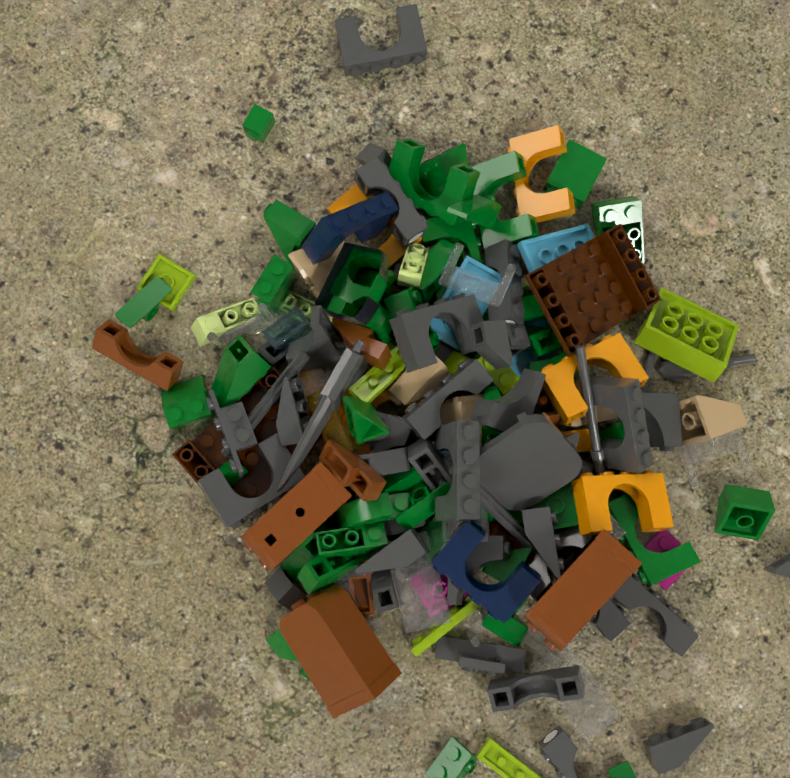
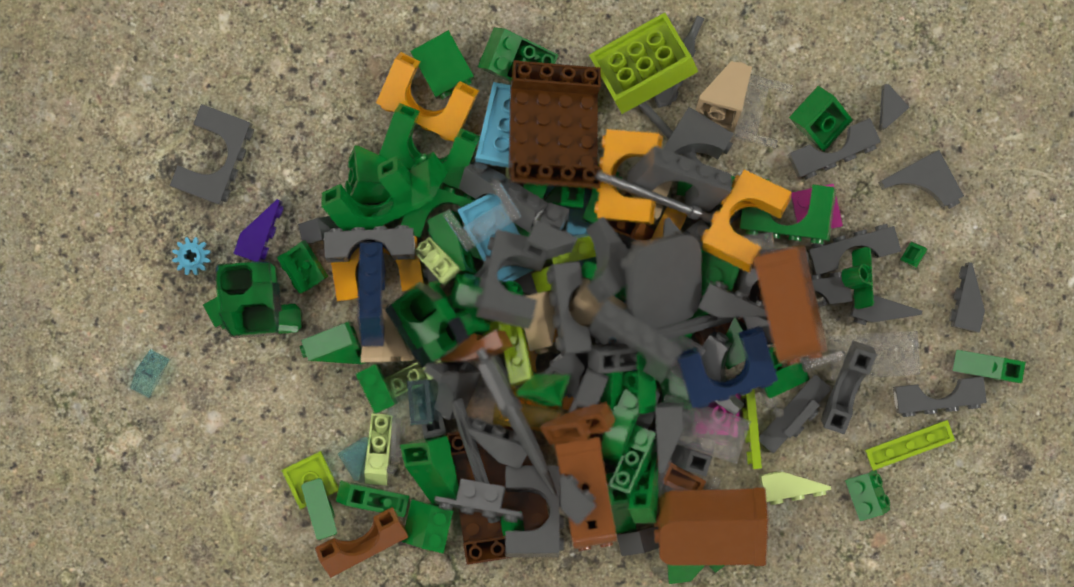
camera: 50 degrees left, 5 degrees up
(173, 100) = (149, 373): none -> clear light blue slope
(181, 340) = (371, 498): none -> green slope
(205, 303) = (354, 457): none -> clear light blue slope
(279, 135) = (252, 301): none -> green piece
(280, 511) = (574, 501): none -> dark grey slope
(290, 81) = (194, 248): none -> medium azure gear
(336, 166) = (302, 267): none -> green bracket
(339, 114) = (255, 236): none -> dark purple slope
(415, 689) = (785, 485): none -> yellowish green slope
(615, 664) = (882, 311): none -> dark grey slope
(635, 636) = (860, 278): none -> green piece
(682, 668) = (914, 255): none -> green slope
(702, 524) = (859, 138): none -> dark grey arch
(759, 639) = (931, 176): none -> dark grey arch

